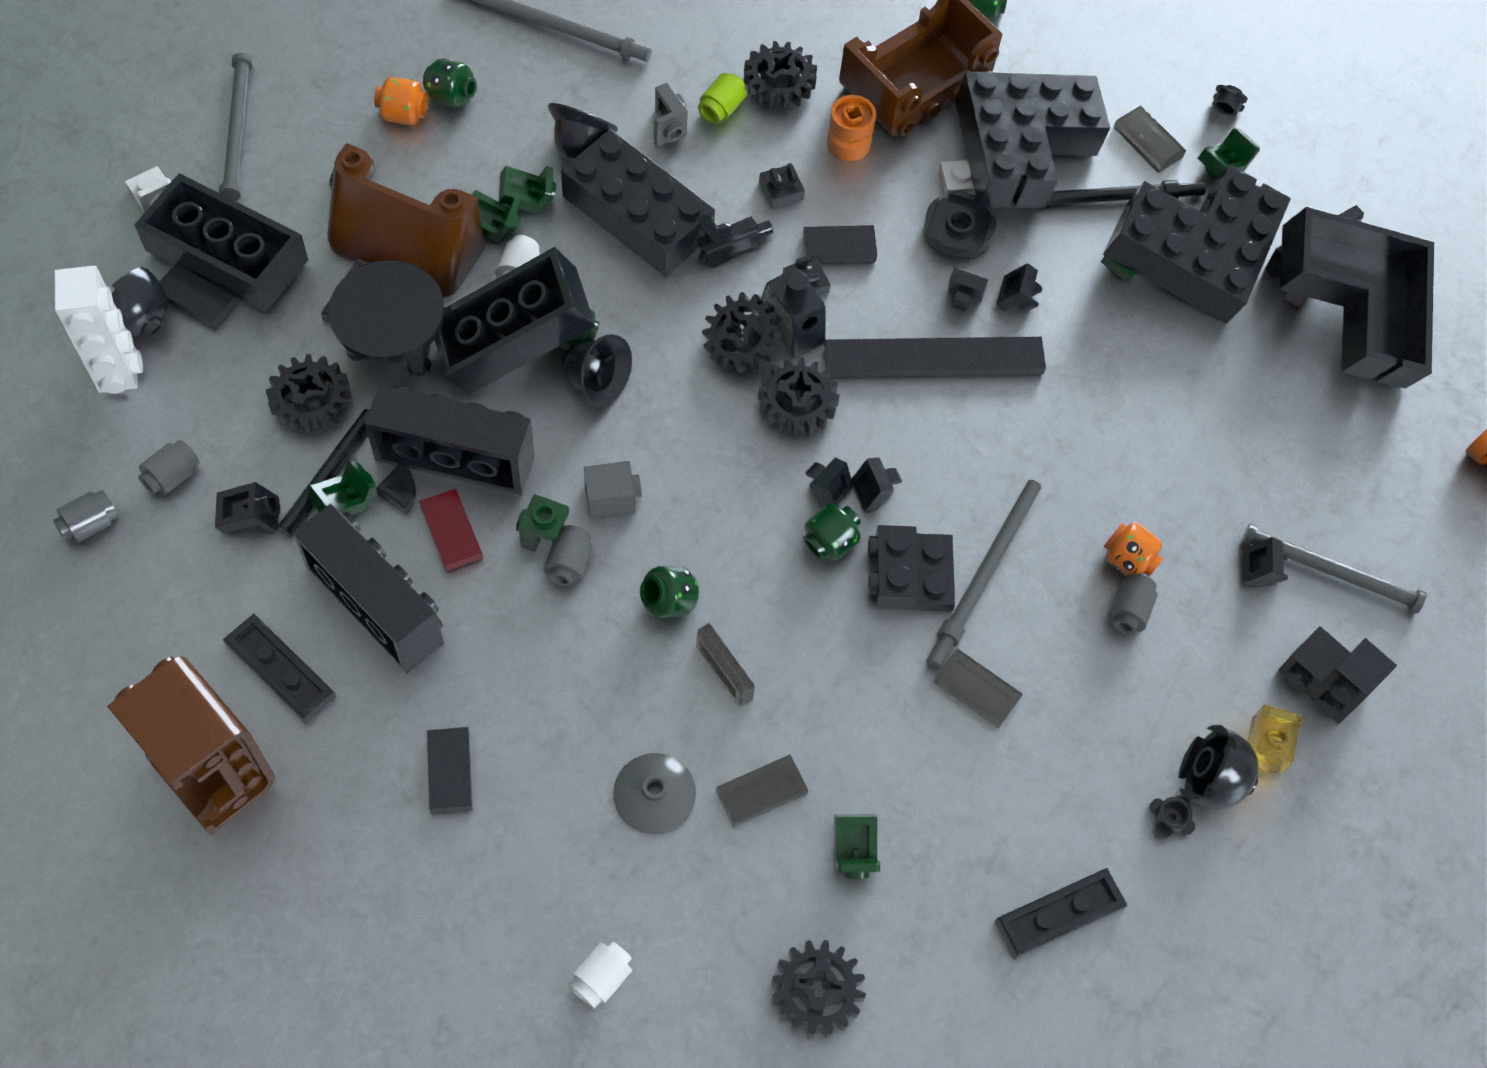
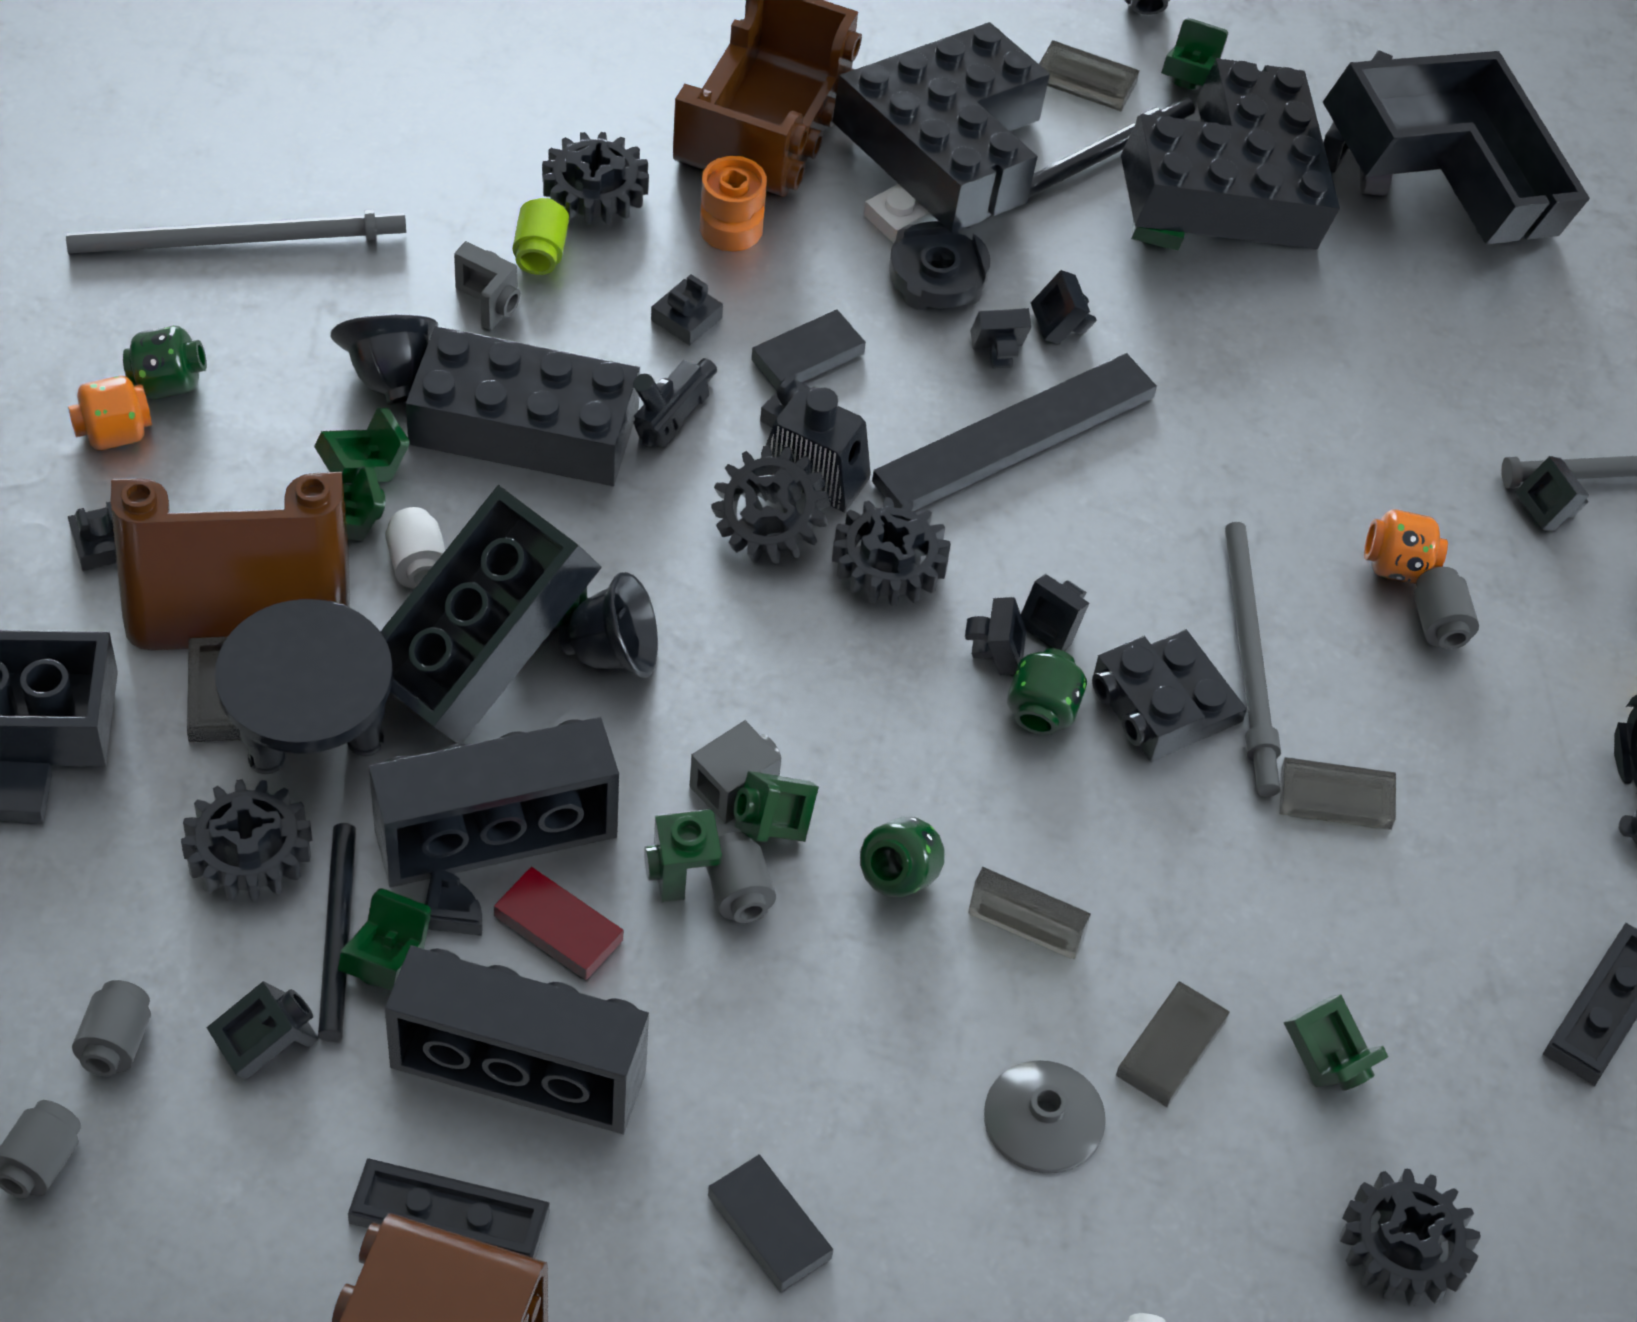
camera: 30 degrees left, 10 degrees down
(614, 523) = (775, 807): none -> dark green bracket

